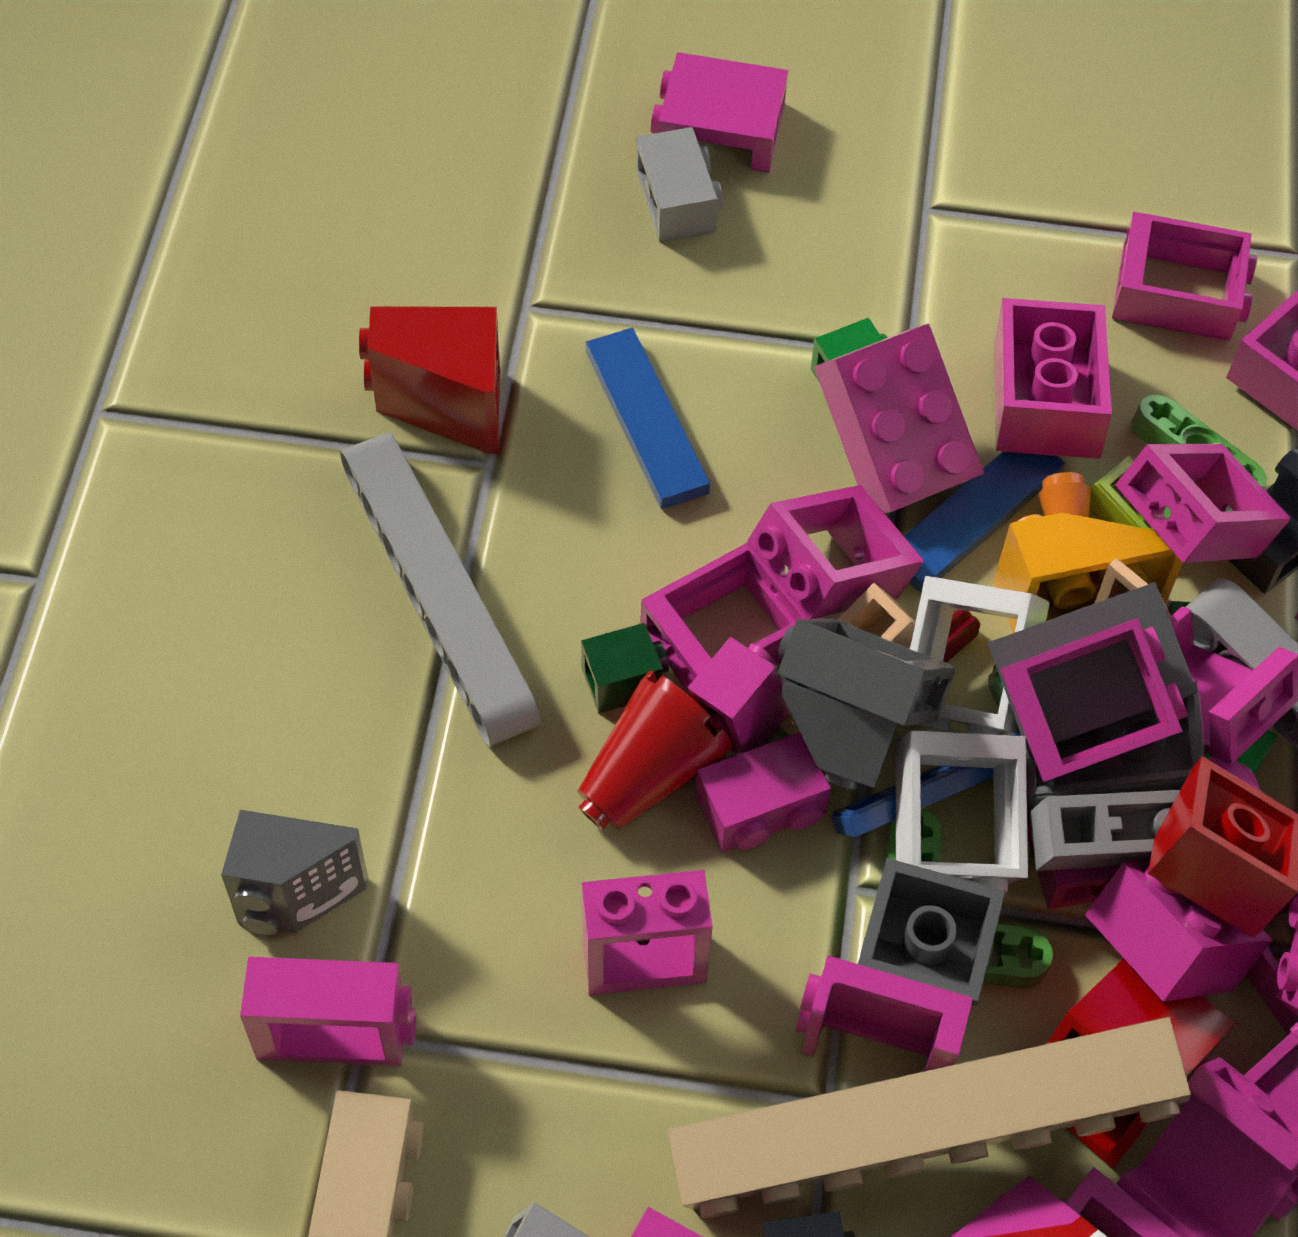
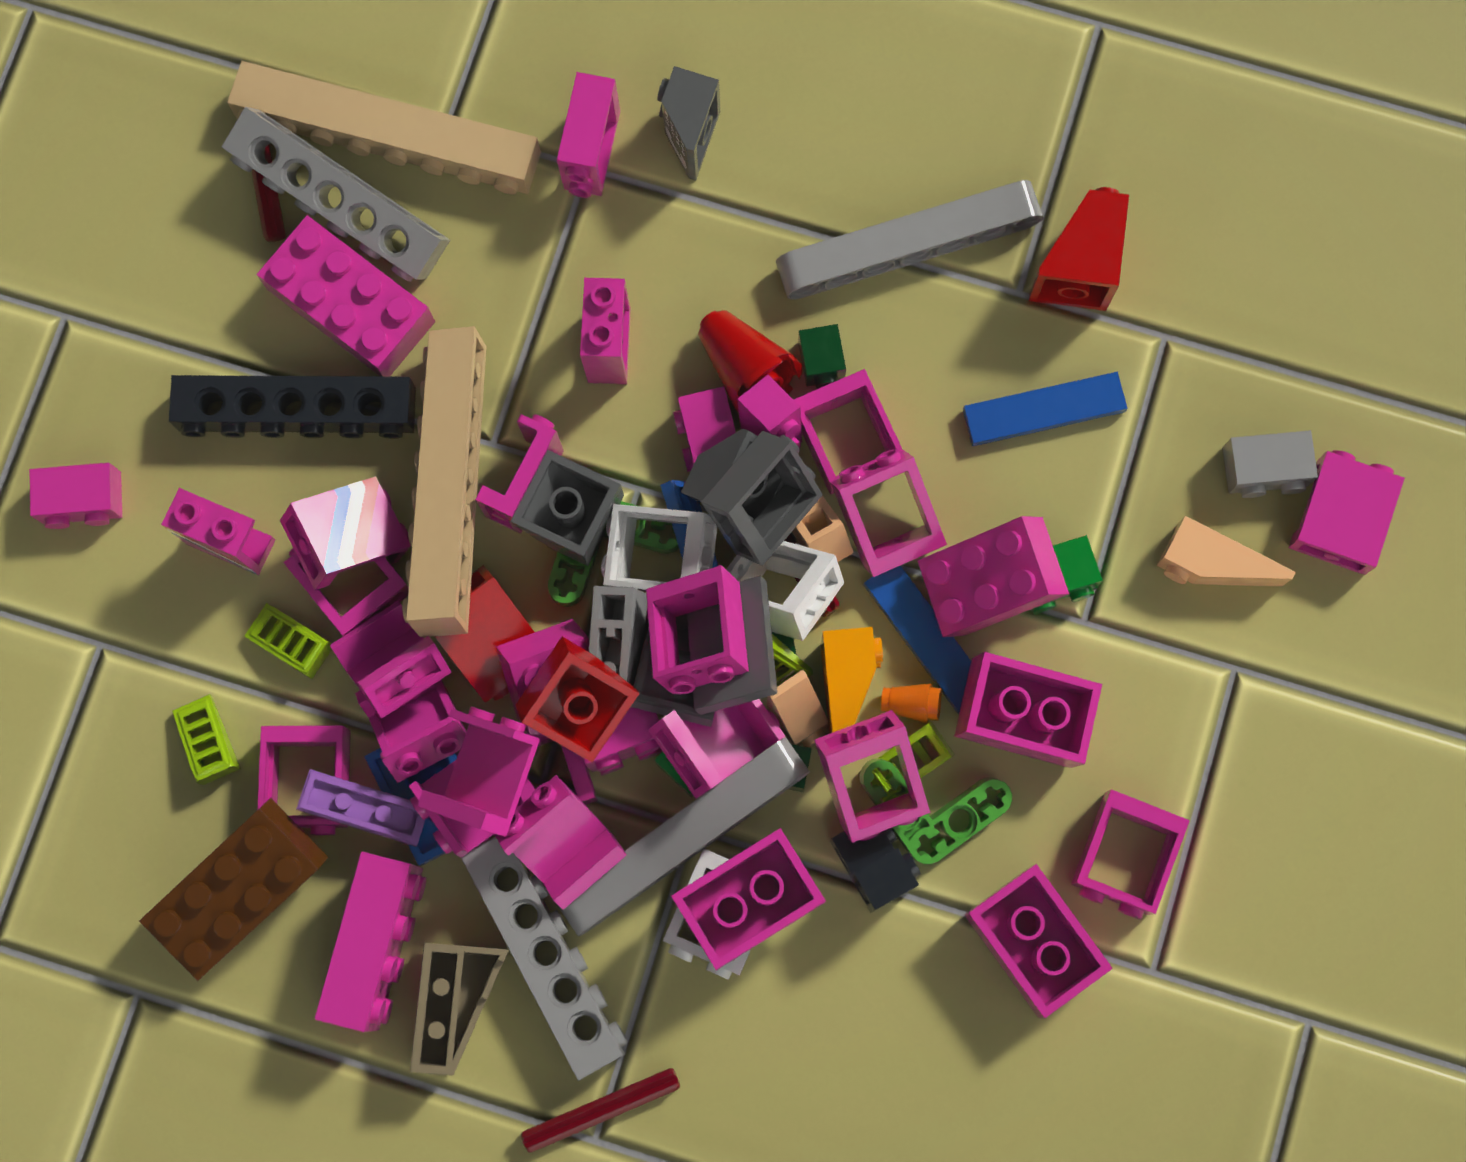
camera: 105 degrees right, 20 degrees up
(806, 233) = (1209, 558): none -> light nougat slope

